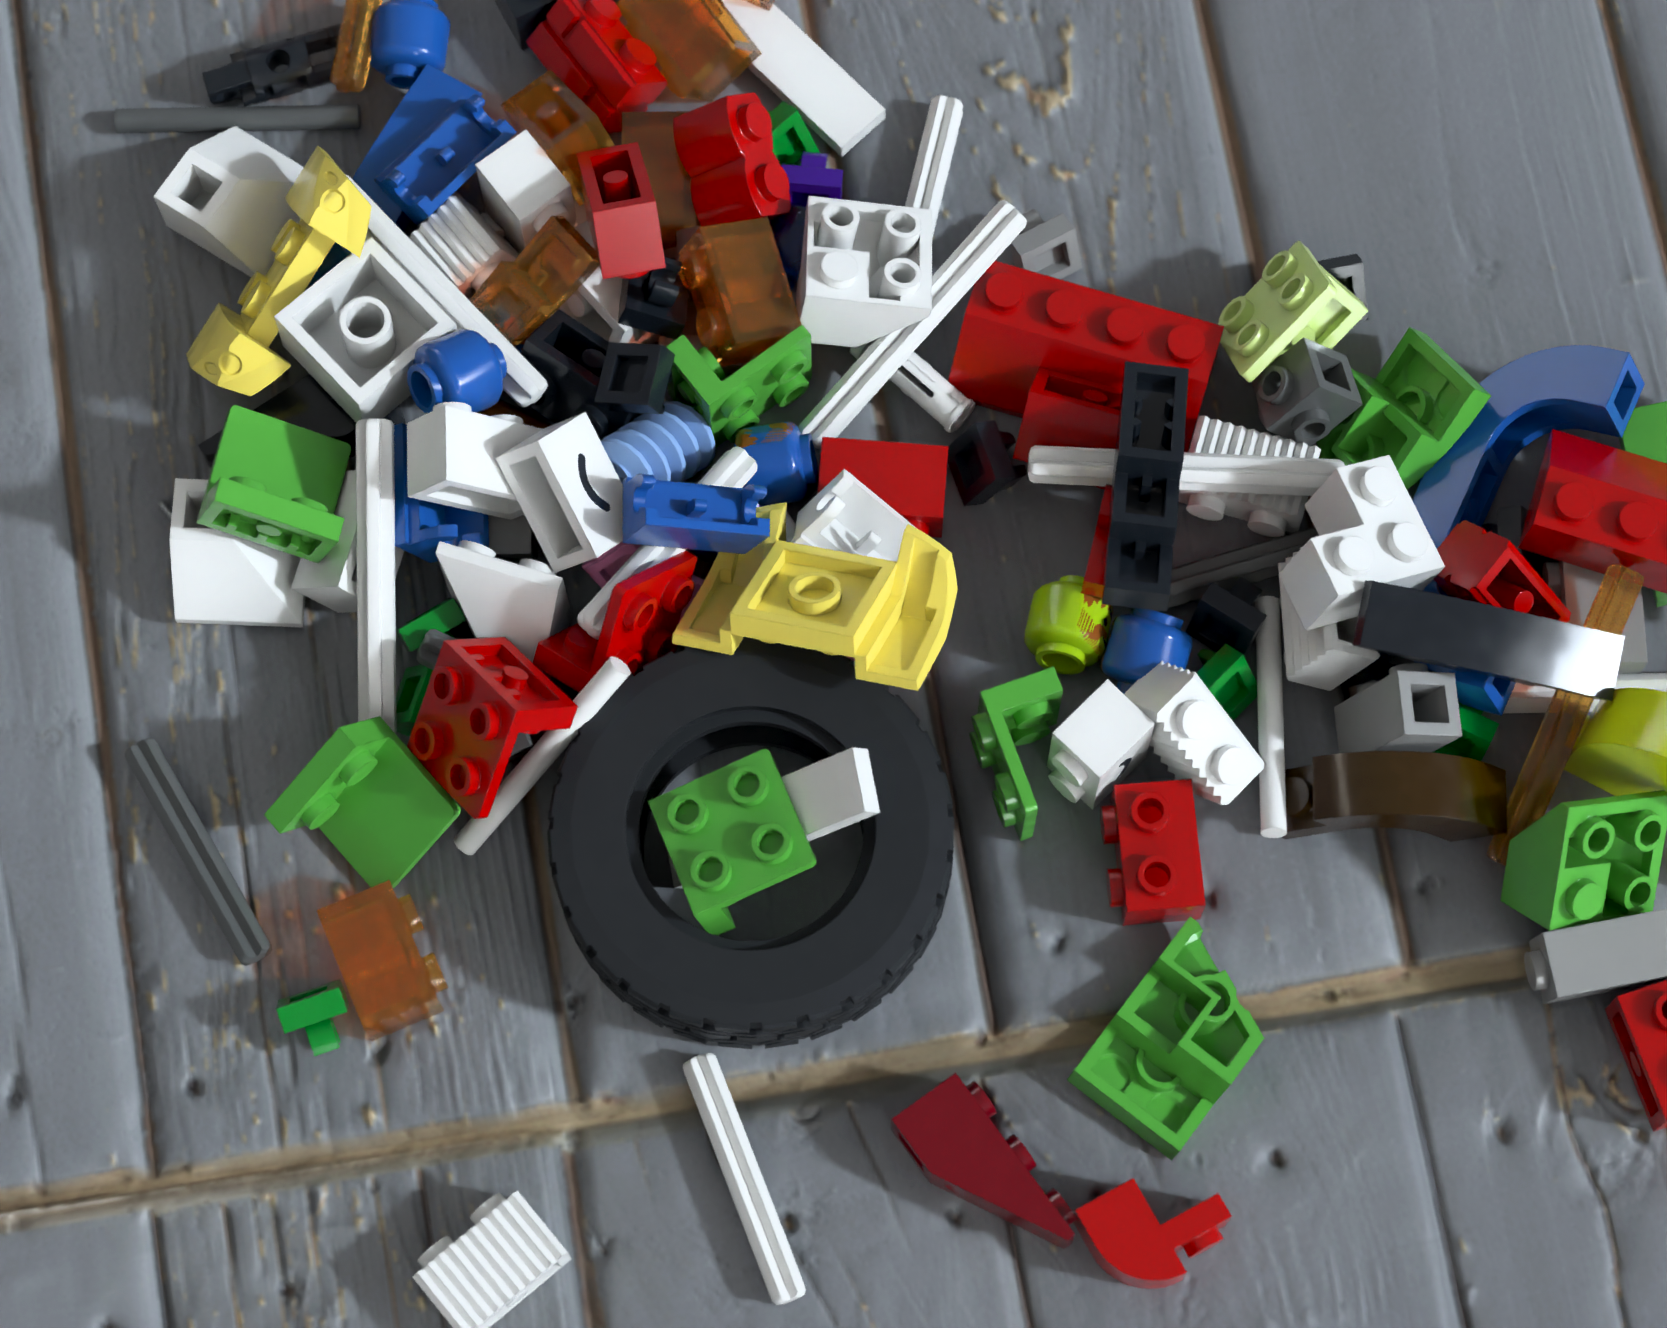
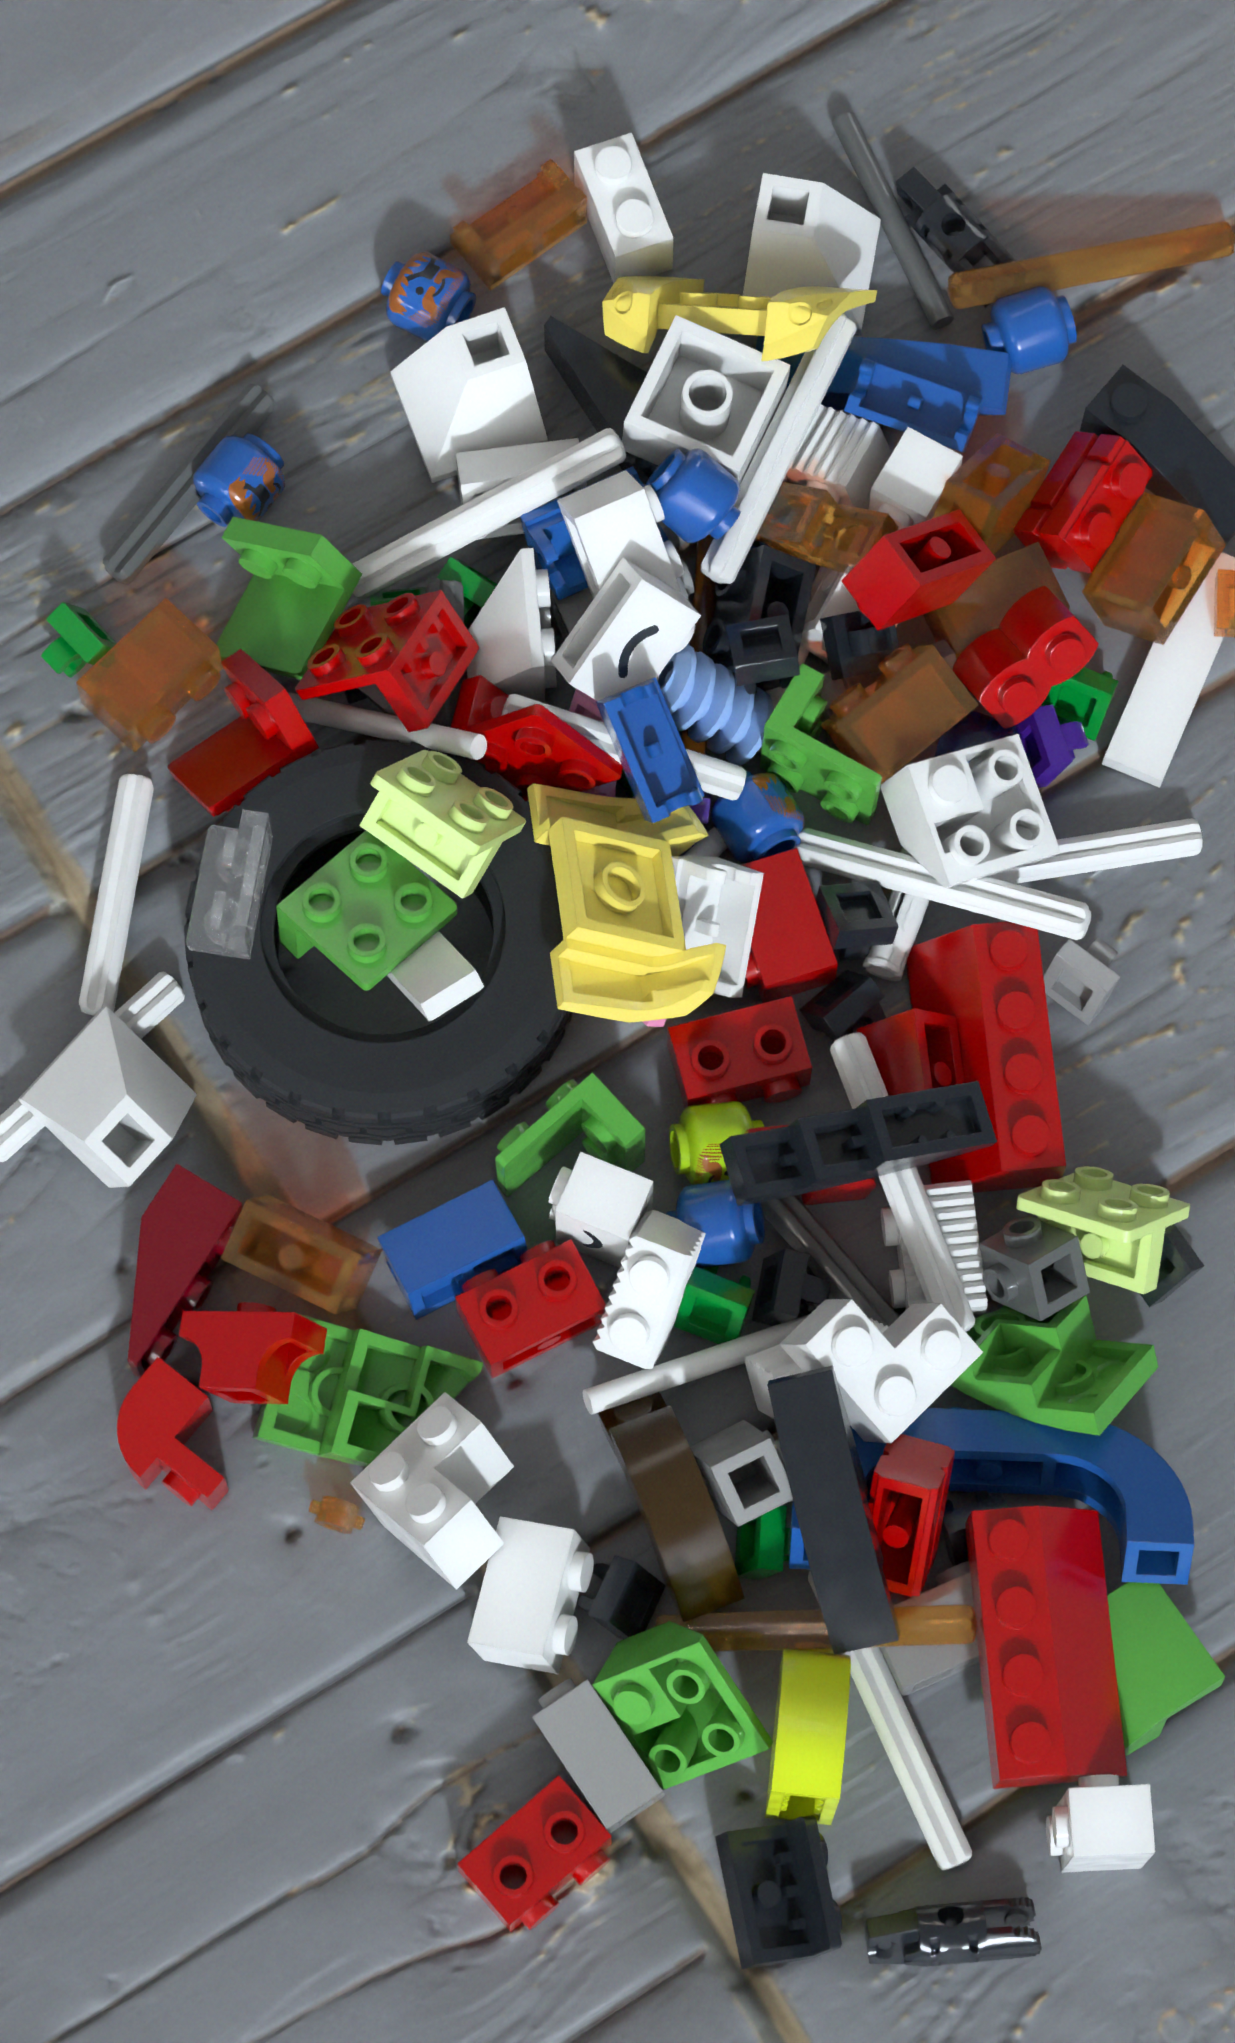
camera: 65 degrees right, 0 degrees up
(82, 442) = (522, 226): none -> clear orange hinge
(117, 342) = (624, 208): none -> white brick
(117, 554) = (427, 295): none -> blue head
(221, 800) = (239, 479): none -> blue head
(276, 485) = (533, 390): bright green bracket -> none
(499, 890) = (248, 748): none -> red bracket
(585, 1080) = (116, 893): none -> white axle
(661, 947) = (230, 887): none -> clear bracket
(679, 726) = (440, 819): none -> yellowish green bracket
(801, 1159) = (110, 1100): none -> white slope
(908, 412) = (856, 918): none -> black tile
(993, 570) = (741, 1055): none -> red brick
(1026, 1037) = (301, 1254): none -> clear orange brick
(1069, 899) = (450, 1246): none -> blue hinge
(1101, 1121) = (251, 1350): none -> red brick
(1280, 1108) = (336, 1514): none -> clear orange piece
(1296, 1010) = (429, 1488): none -> white brick
(1432, 957) = (531, 1596): none -> white brick
(1464, 877) = (624, 1598): none -> black tile

